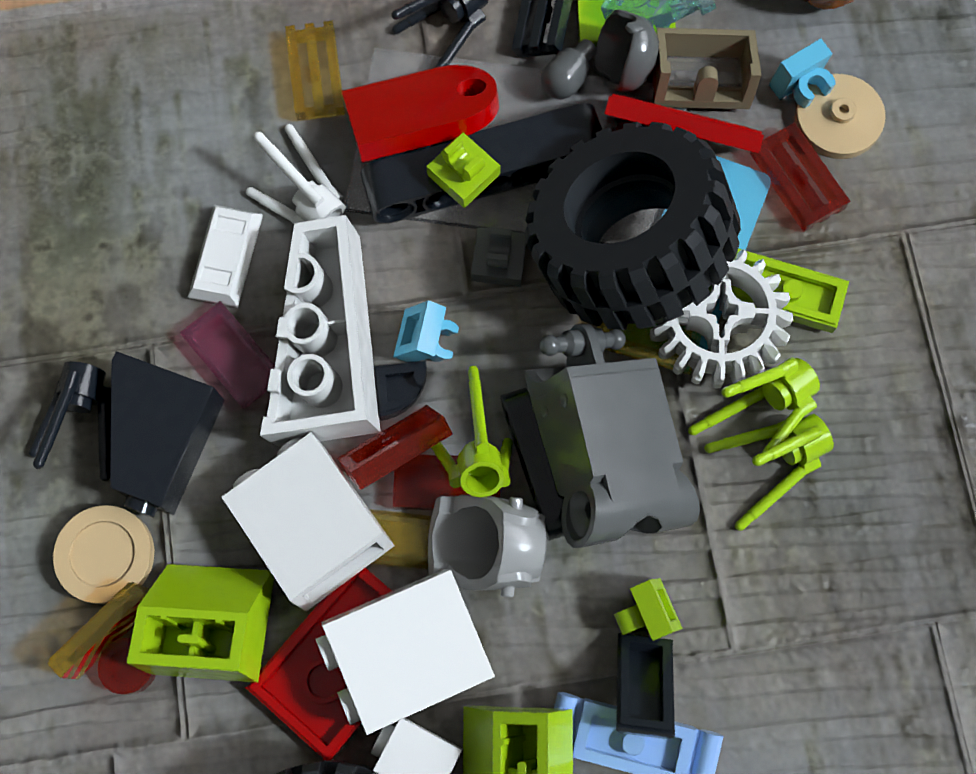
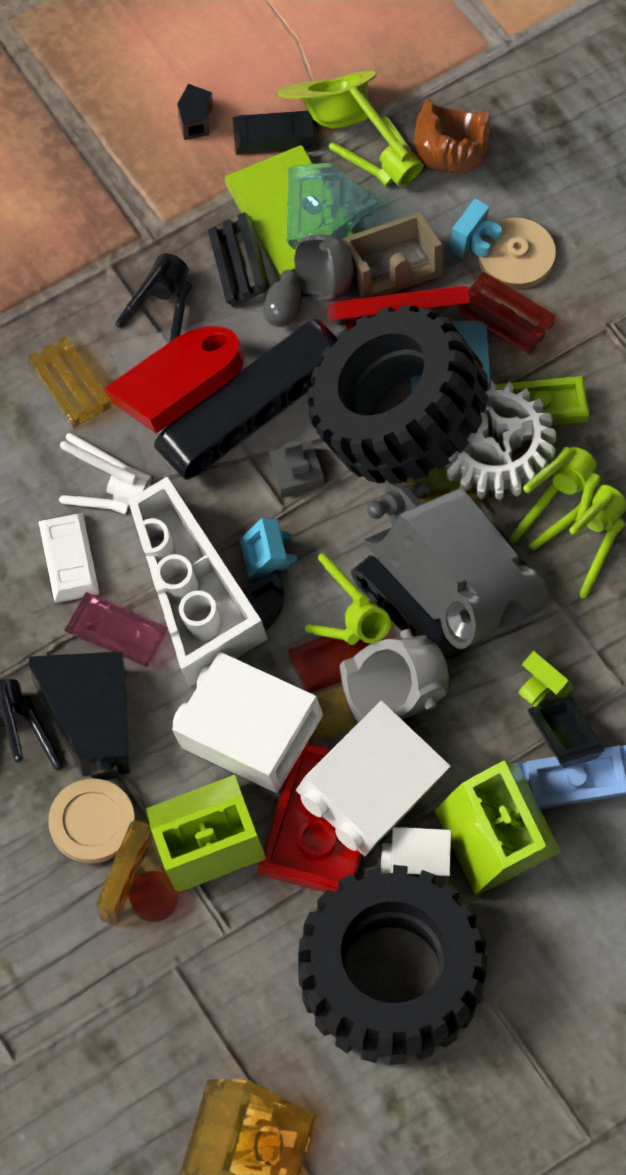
camera: 25 degrees left, 10 degrees down
(394, 446) = (289, 637): clear red tile -> none
(463, 170) = (242, 407): lime tile -> none

